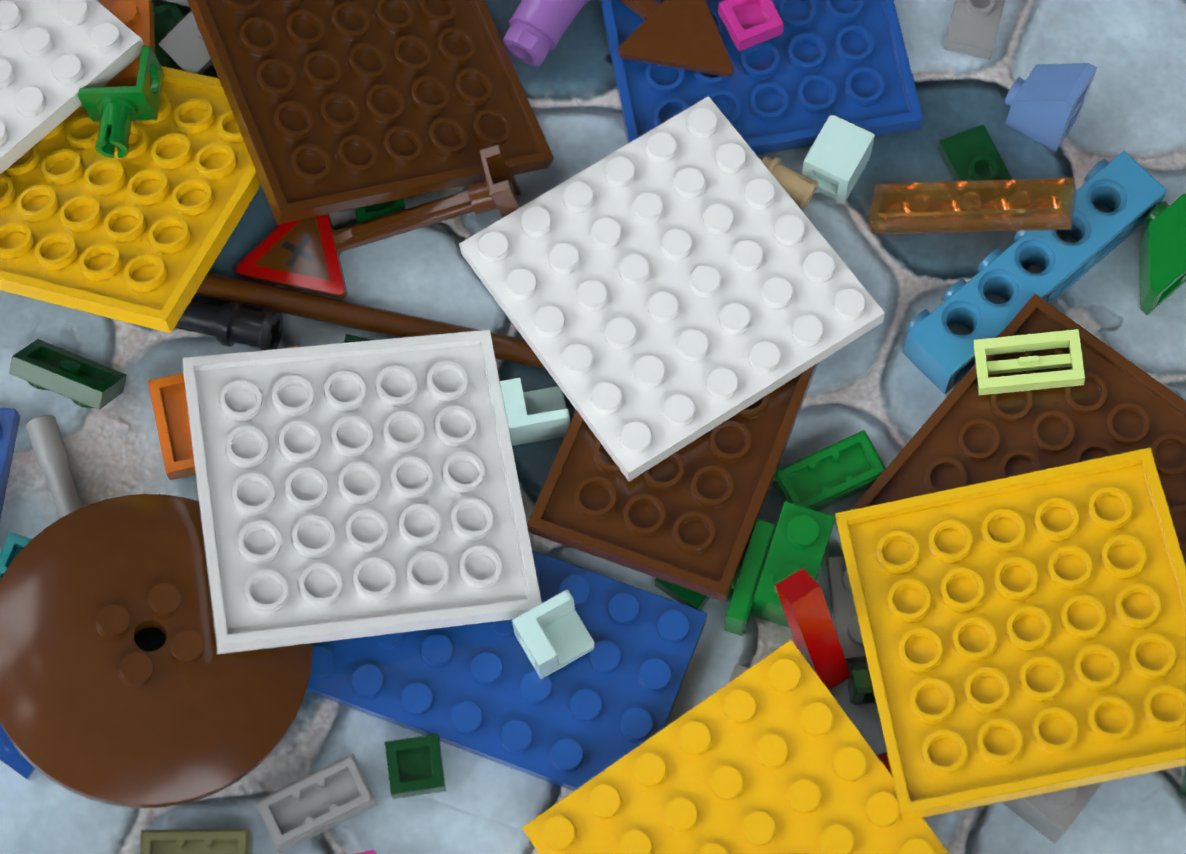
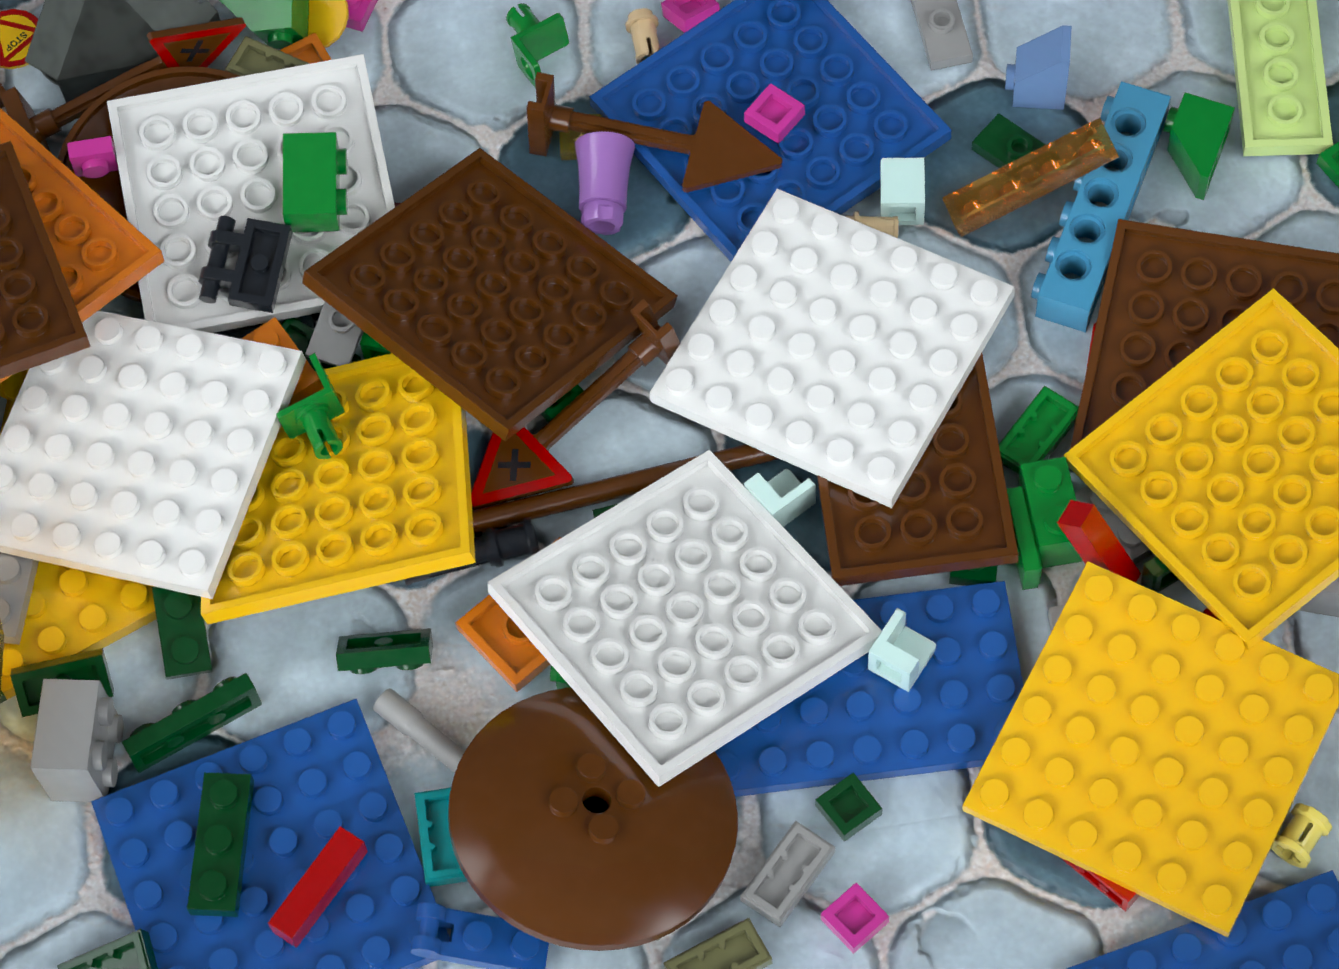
camera: 25 degrees left, 5 degrees down
(1031, 381) = (1152, 286): yellowish green tile -> none

